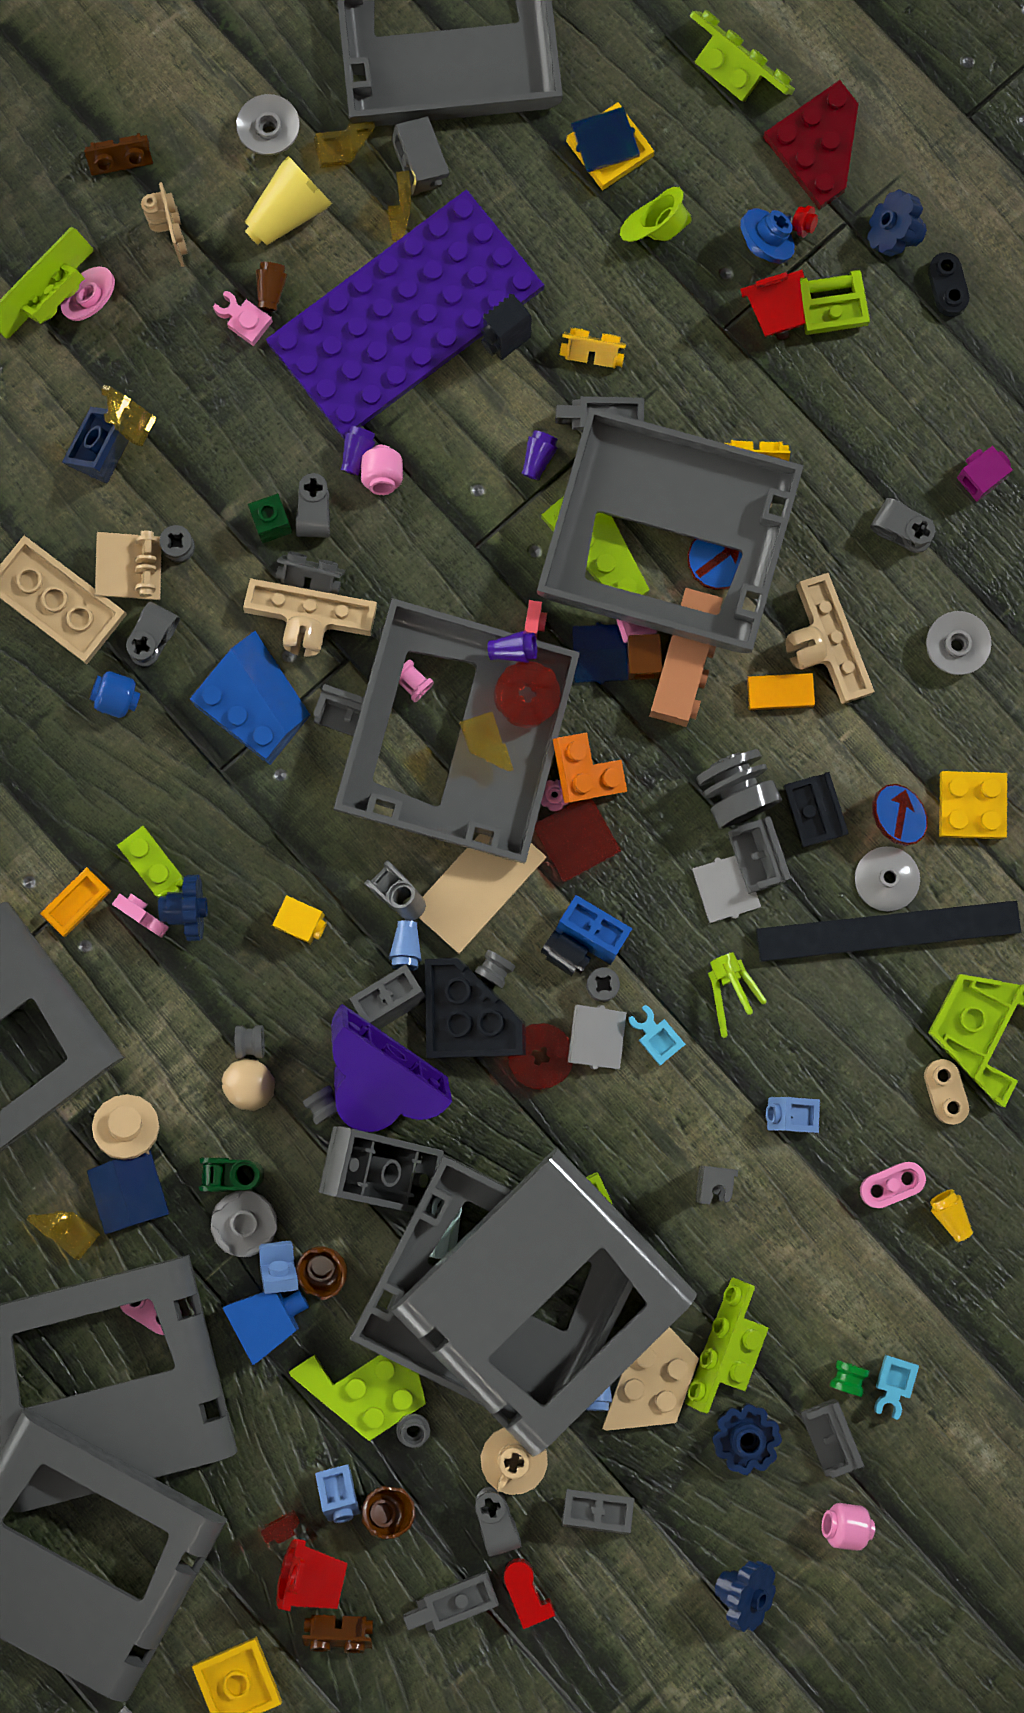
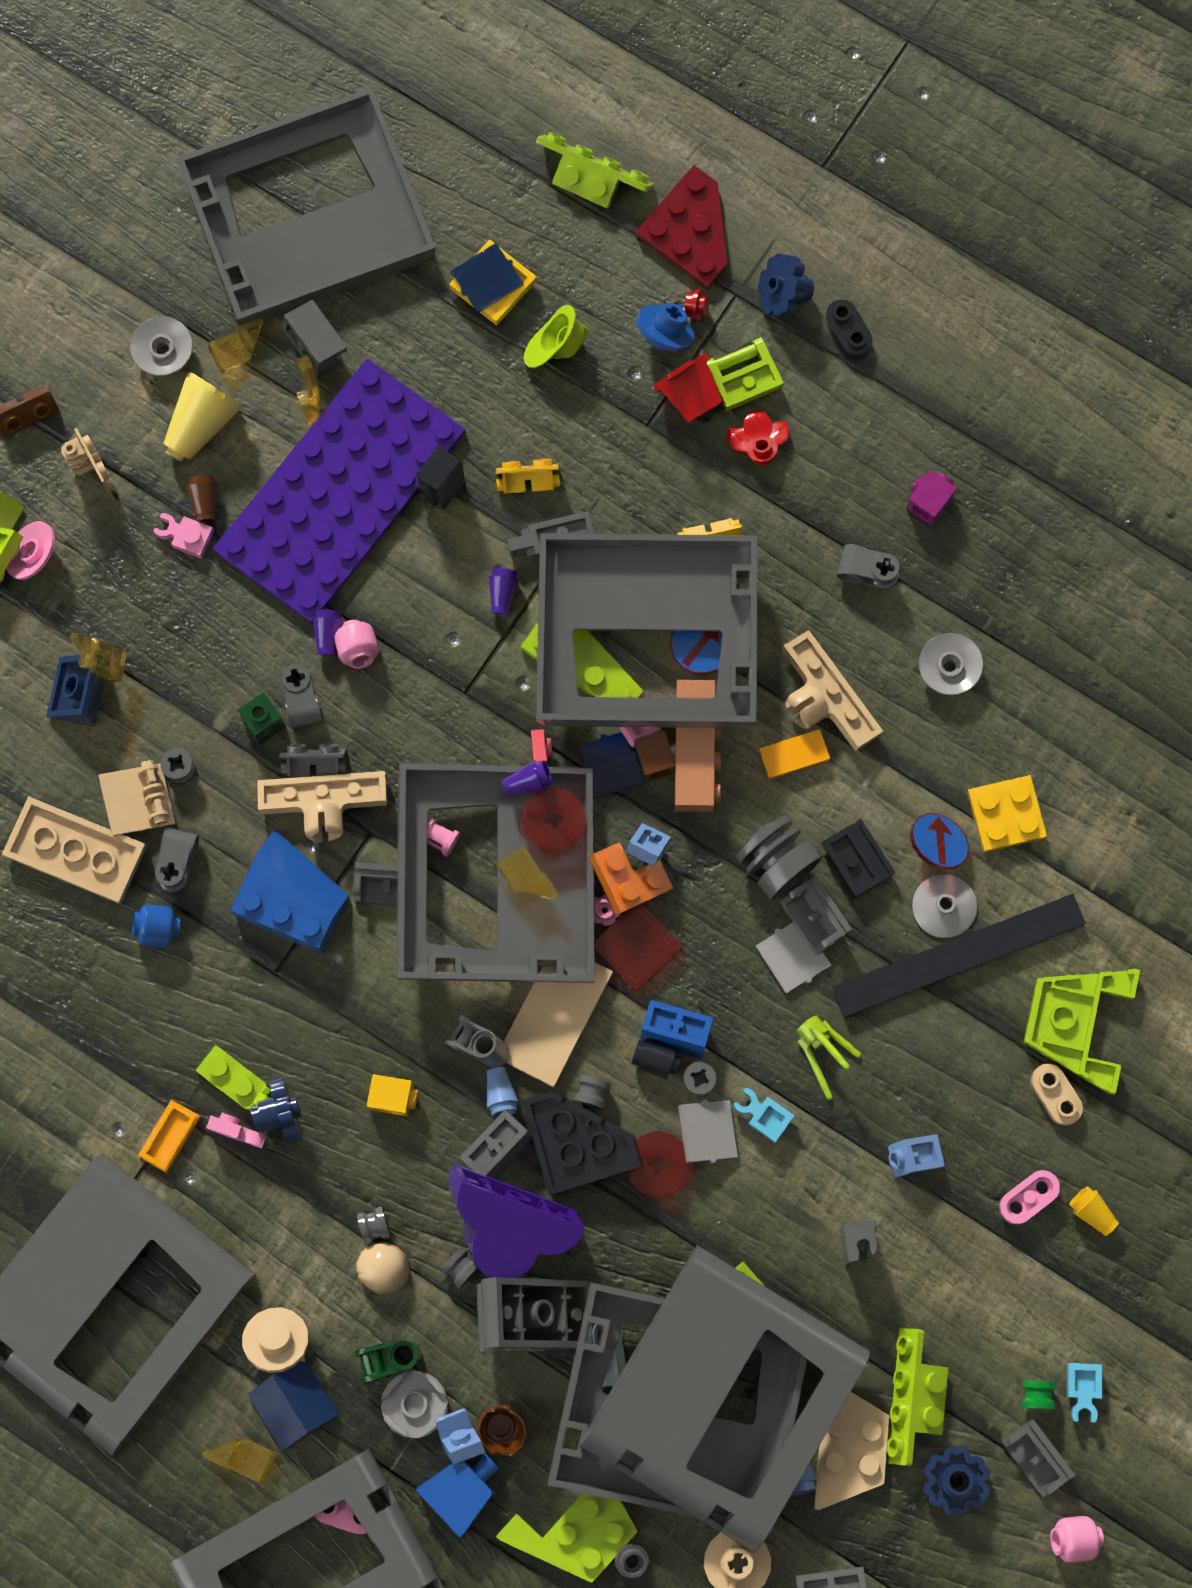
camera: 10 degrees left, 5 degrees down
(614, 742) = (648, 844): none -> medium blue bracket
(830, 365) = (758, 433): none -> red plate

